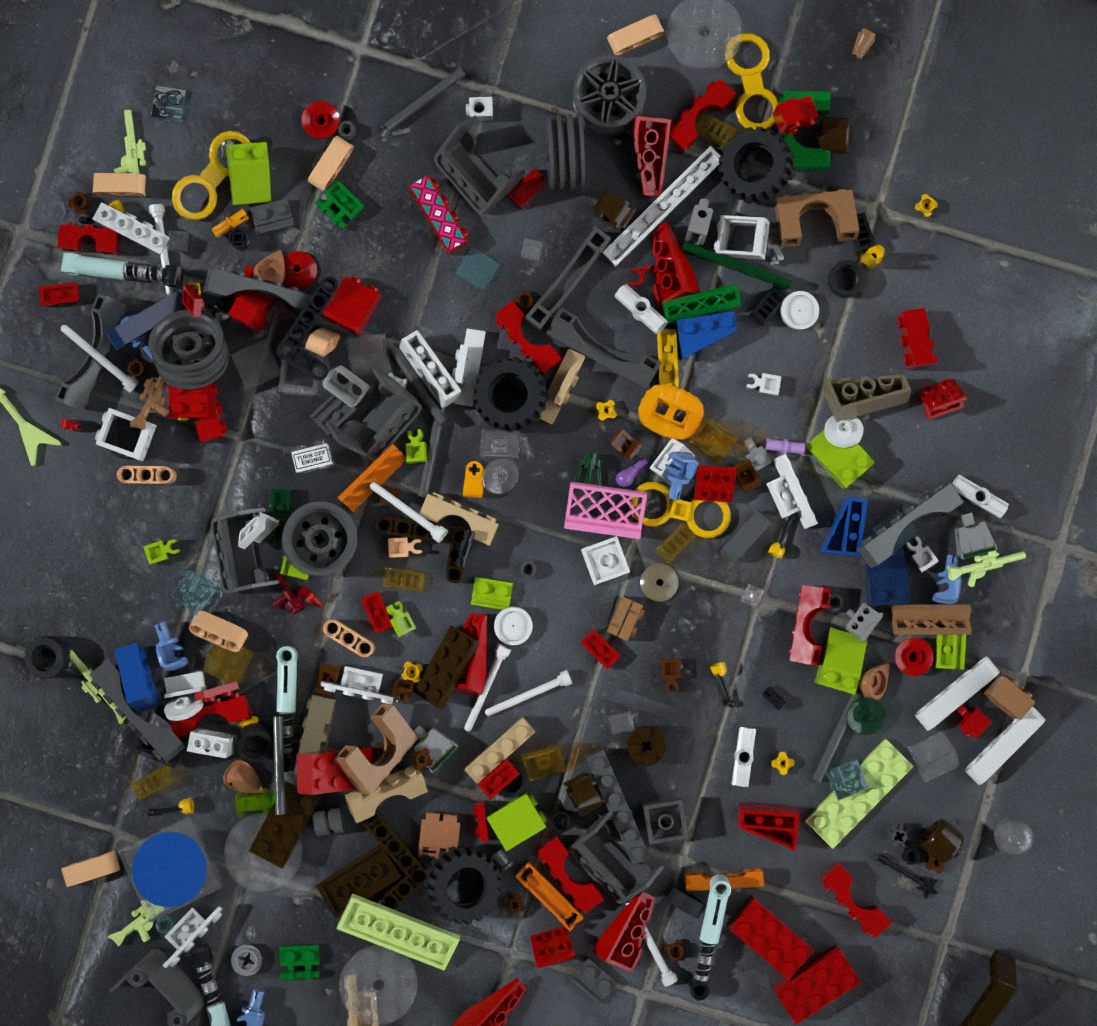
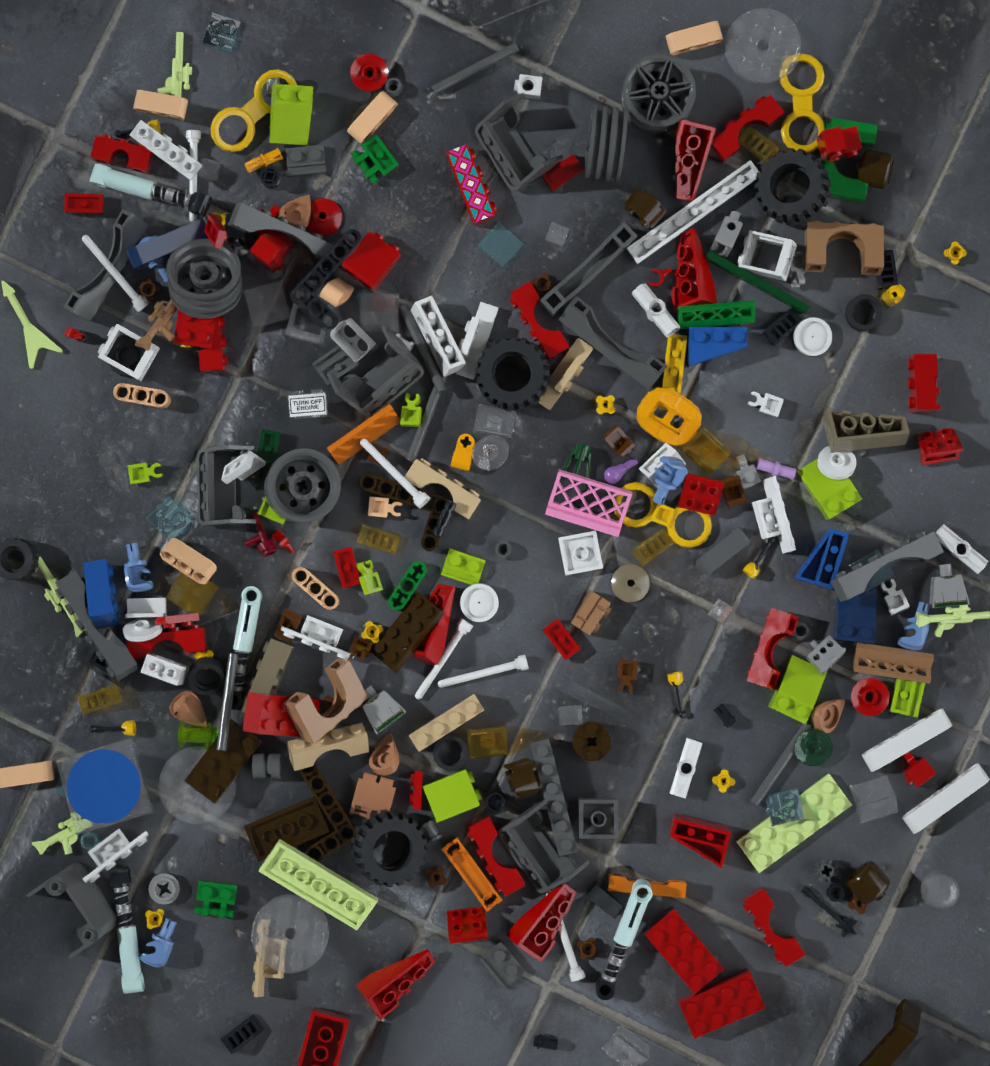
camera: 10 degrees right, 0 degrees up
(73, 203) = (118, 110): reddish brown plate -> none
(239, 996) = (151, 923): none -> yellow plate
(425, 754) = (365, 722): reddish brown plate -> none
(444, 794) = (385, 757): none -> nougat piece
(447, 618) = (419, 576): none -> green beam
(498, 779) = (440, 750): red plate -> none
(863, 43) = (918, 82): medium nougat cone -> none
(1008, 696) = (956, 751): medium nougat brick -> none

